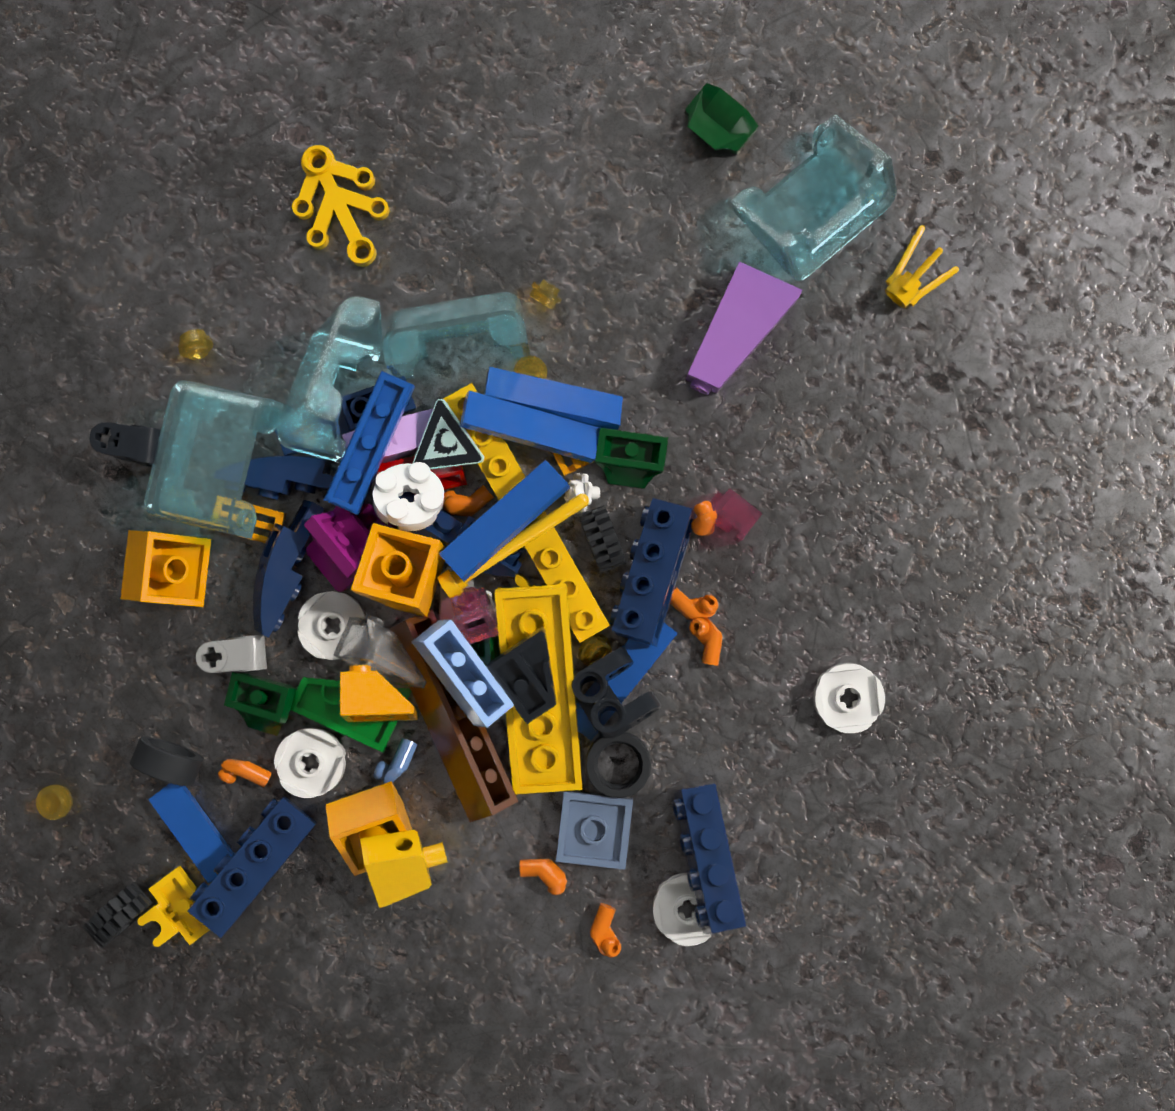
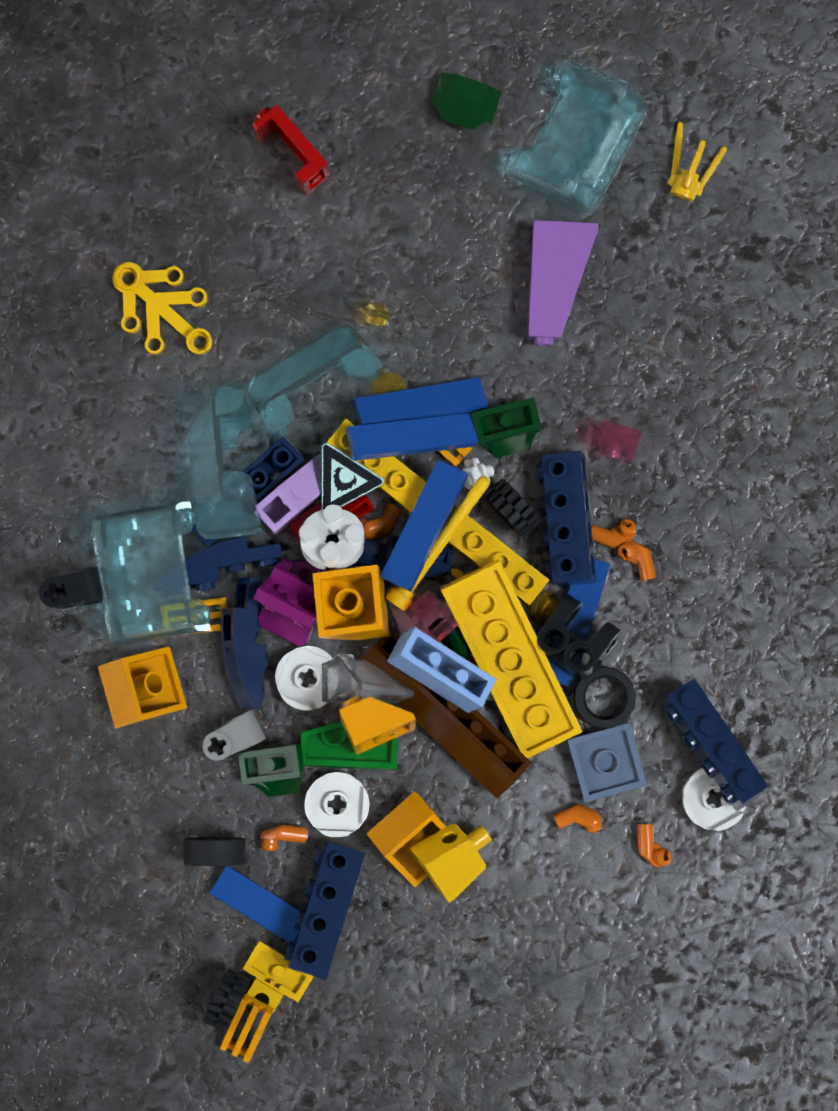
camera: 25 degrees left, 0 degrees up
(54, 802) = (127, 929): clear yellow plate -> none
(114, 963) = (238, 1047): none -> light orange tile
(195, 344) = (87, 481): clear yellow plate -> none
(369, 442) = (280, 506): blue tile -> none
(398, 764) = (415, 773): medium blue arm -> none
(526, 675) = (497, 650): black wing -> none
(539, 126) = (315, 167): none -> red panel
(705, 520) = (595, 455): orange arm -> none
(863, 711) = (786, 542): white plate -> none

